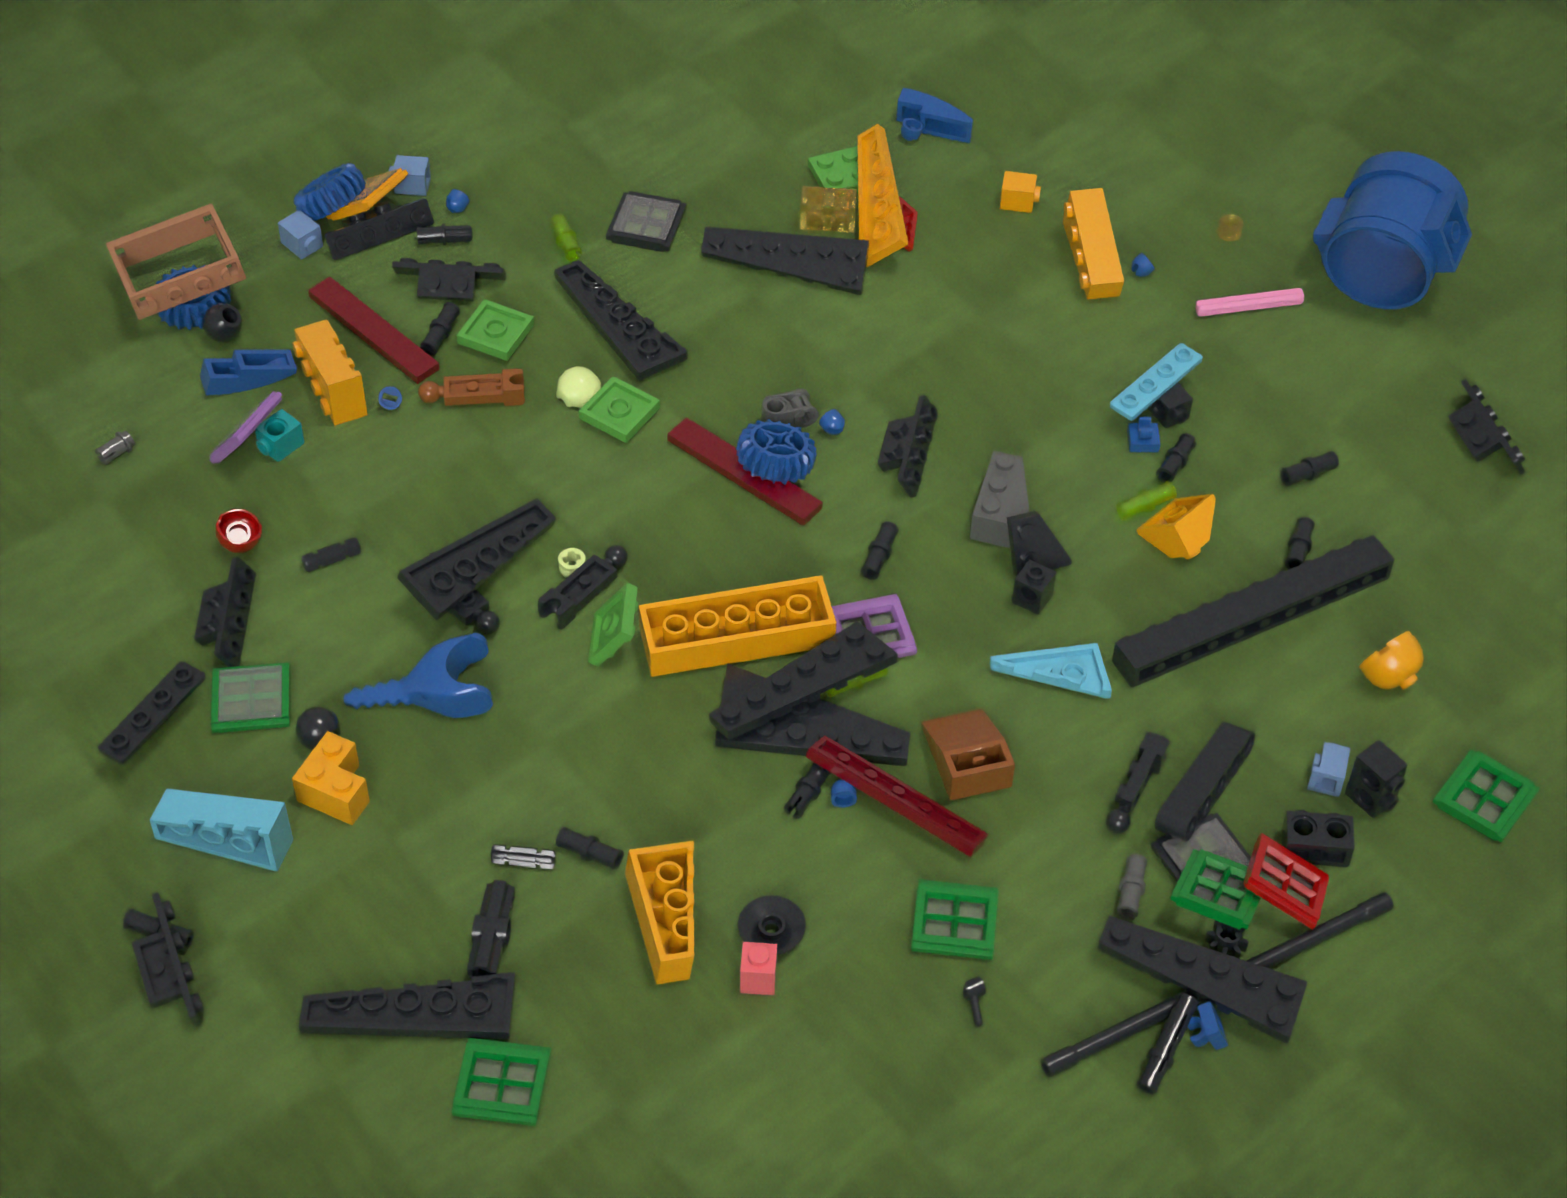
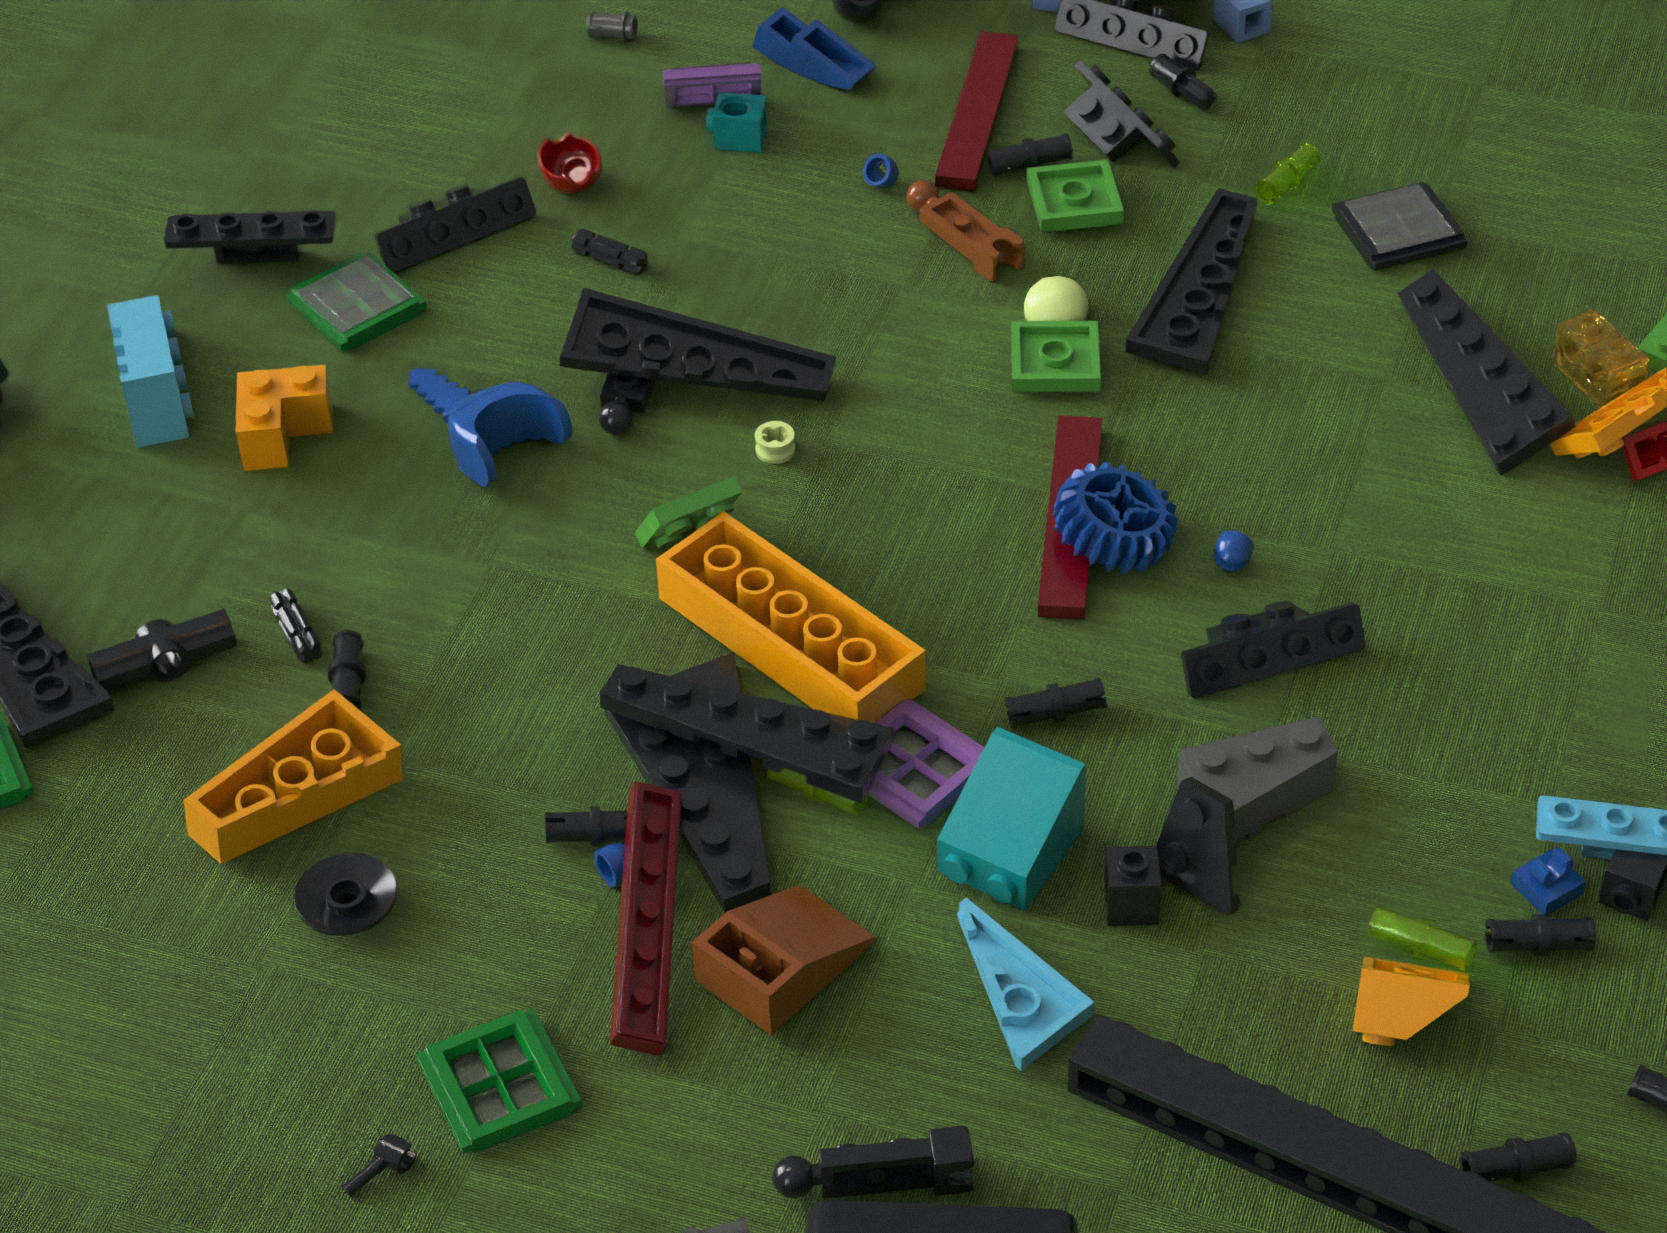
camera: 60 degrees right, 5 degrees down
(314, 724) = (344, 360): black piece -> none
(331, 372) = (865, 106): light orange wedge -> none
(457, 201) = (1244, 64): blue hinge -> none
(582, 586) = (754, 466): black plate -> none
(758, 968) = (267, 912): coral brick -> none
(789, 408) = (1204, 499): dark grey piece -> none
(958, 607) = (1013, 819): none -> teal slope

